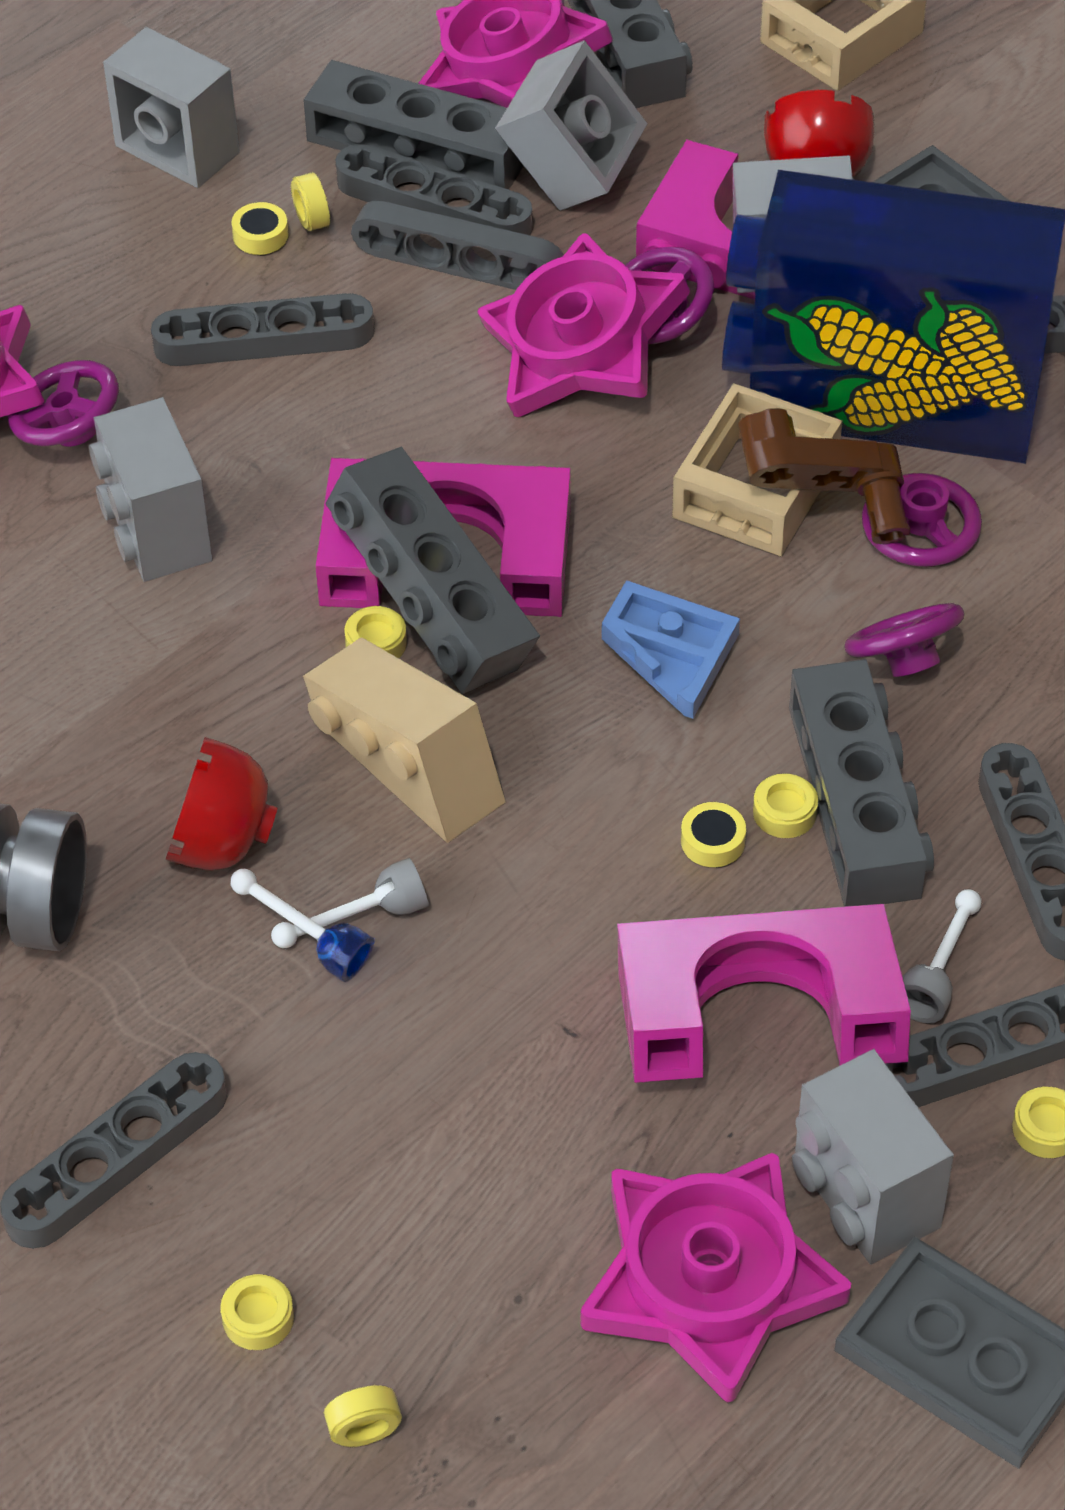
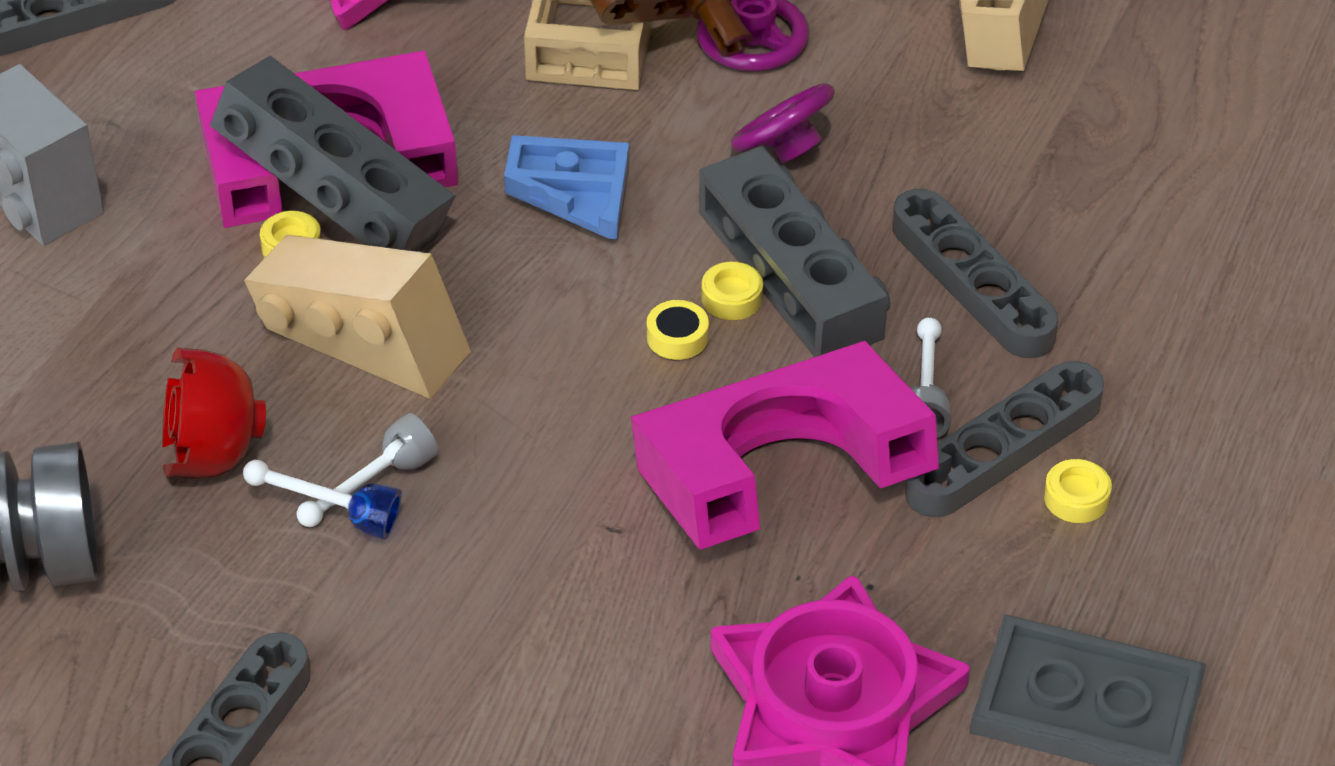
camera: 20 degrees left, 5 degrees down
(871, 1157) = (946, 550): light grey brick -> none

